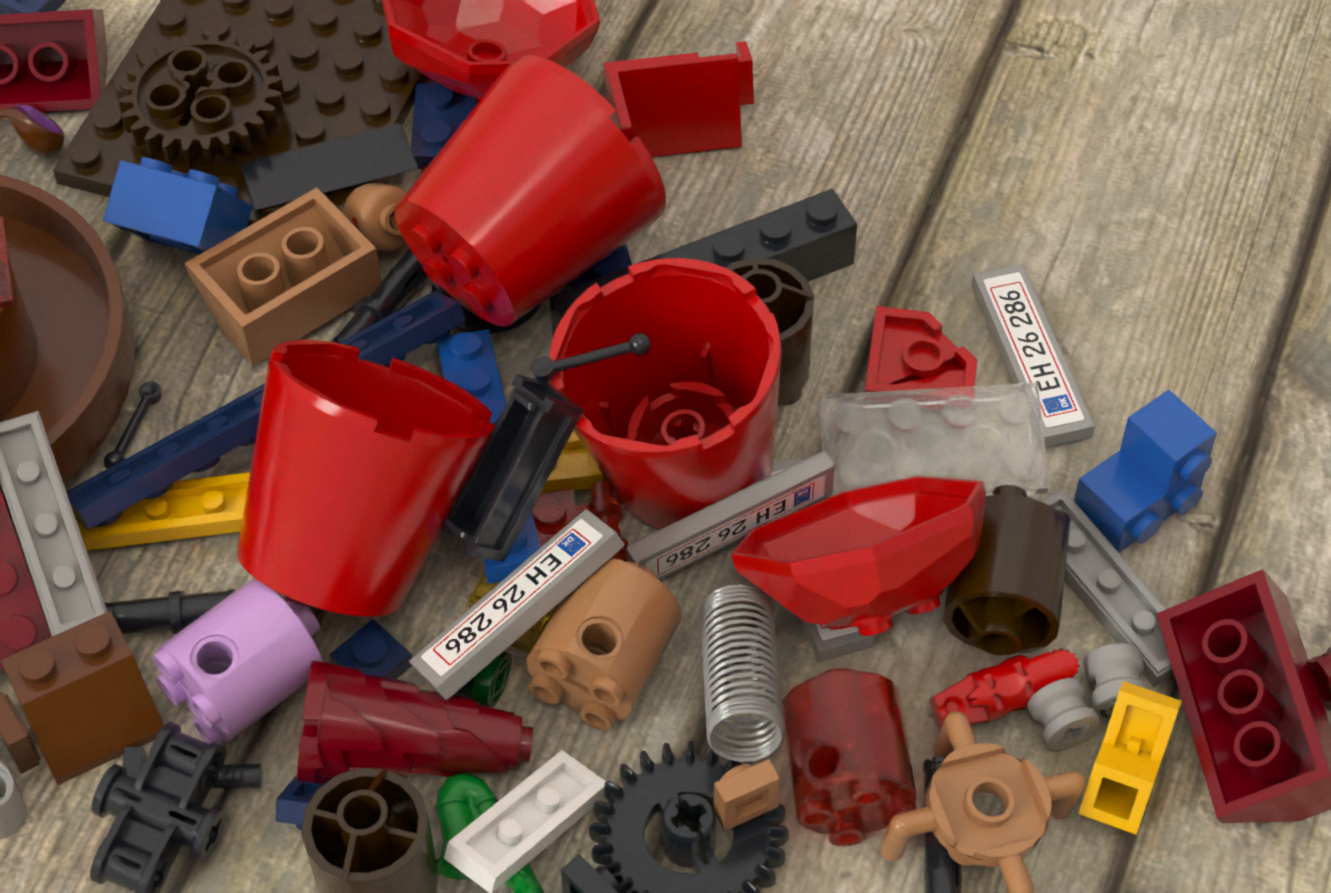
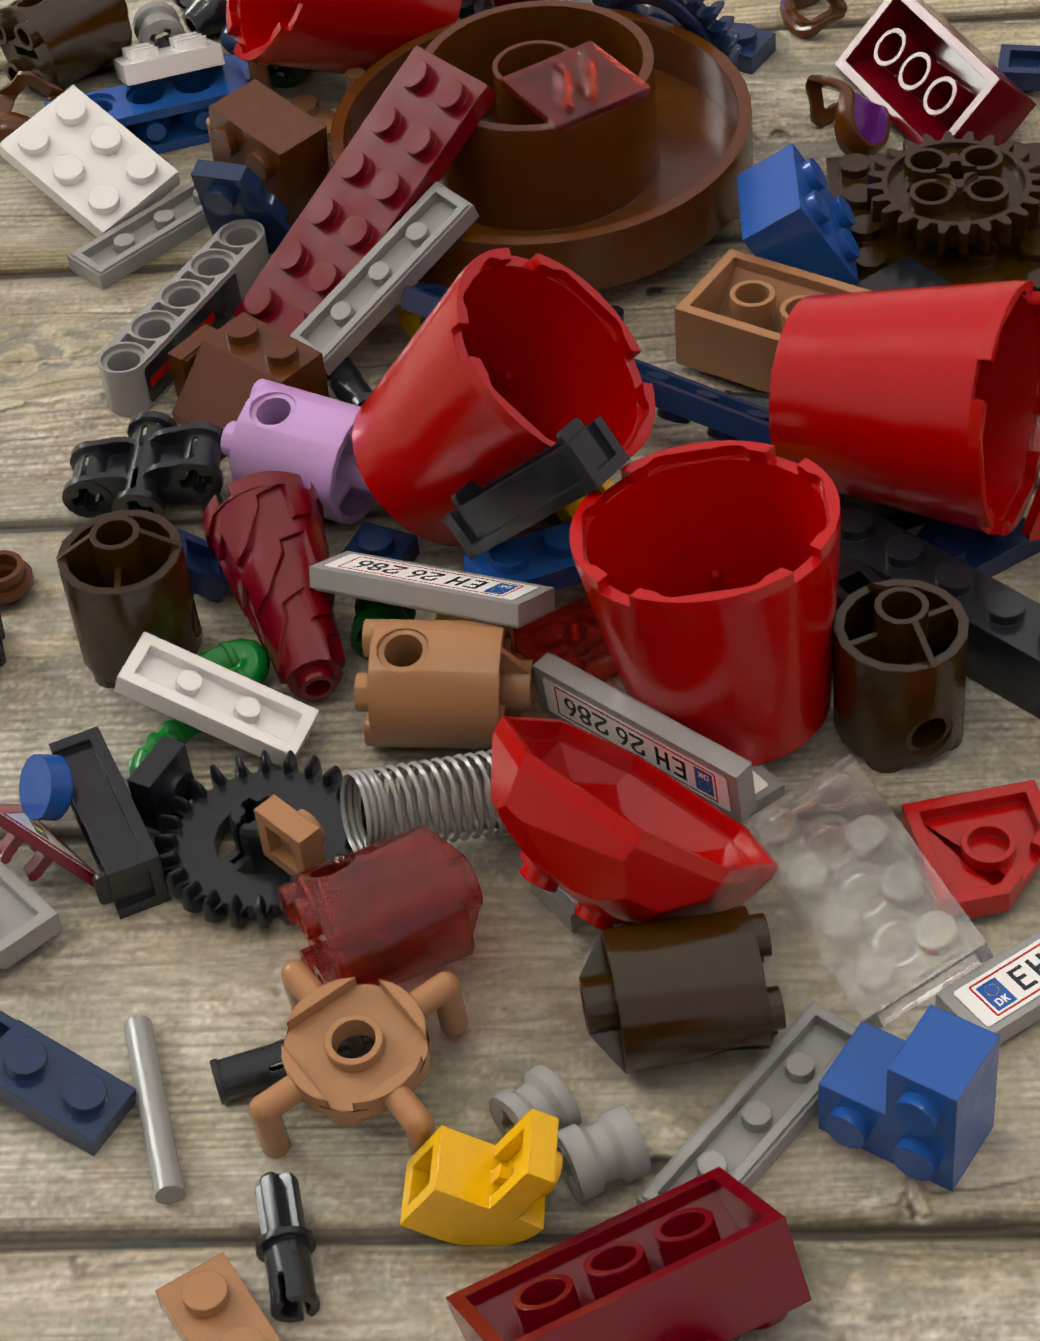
camera: 75 degrees right, 10 degrees down
(546, 369) = (695, 491): black hinge -> none
(1003, 688) = (538, 1036): red hinge -> none

